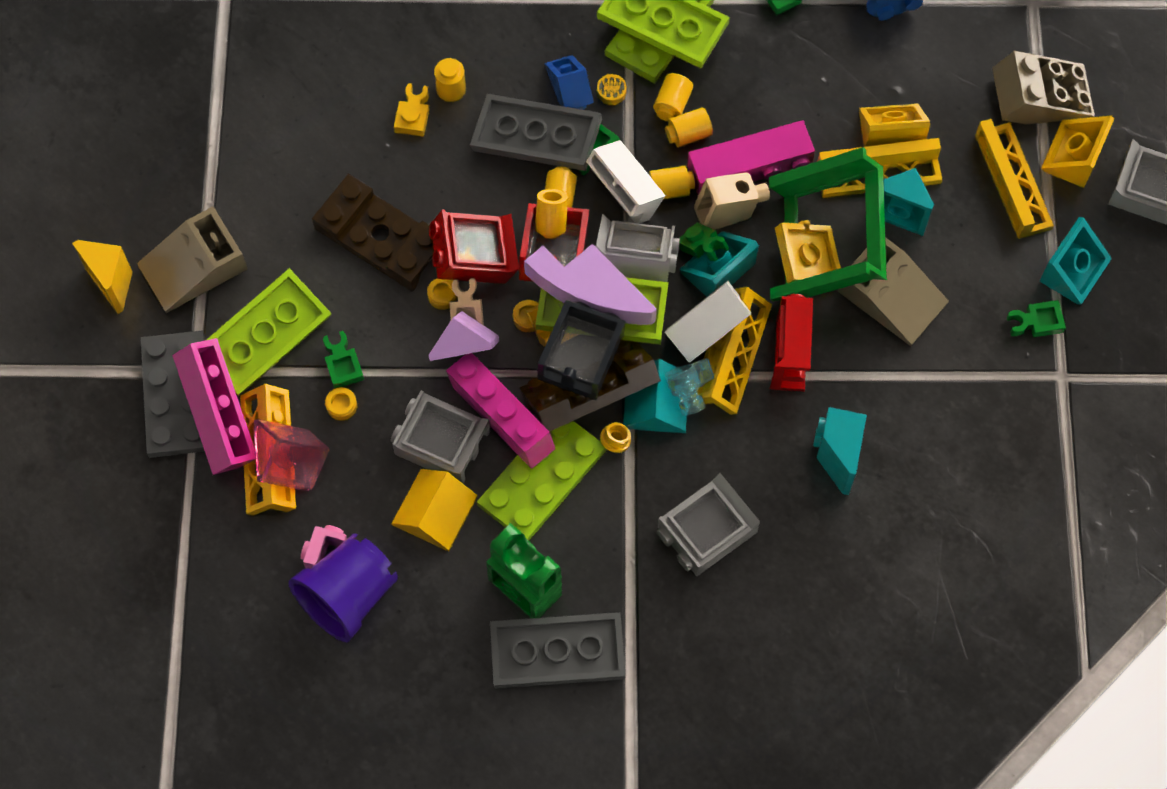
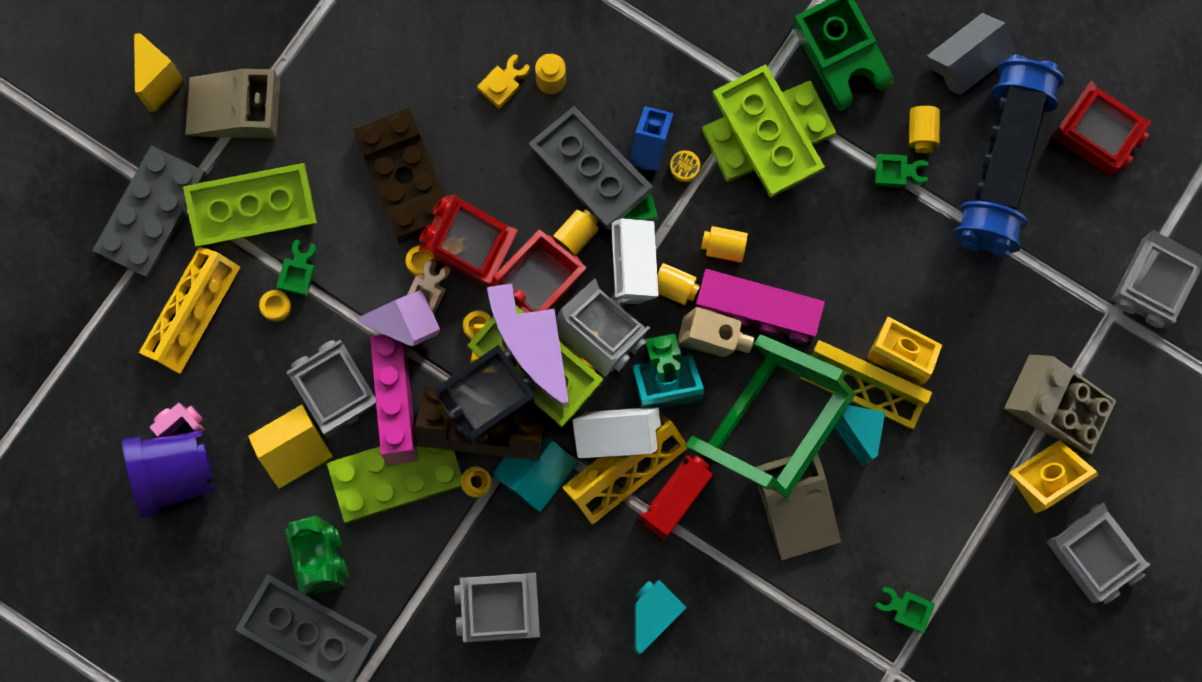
camera: 30 degrees right, 10 degrees up
(214, 406) = (163, 248): dark pink brick -> none
(288, 455) = (198, 325): clear pink slope -> none
(551, 213) = (548, 252): yellow brick -> none
(673, 96) = (730, 207): yellow brick -> none
(686, 381) = (562, 473): clear light blue piece -> none
(806, 249) = (746, 425): yellow plate -> none
(1008, 183) = (969, 462): yellow fence -> none
(1076, 263) = (976, 581): teal slope -> none

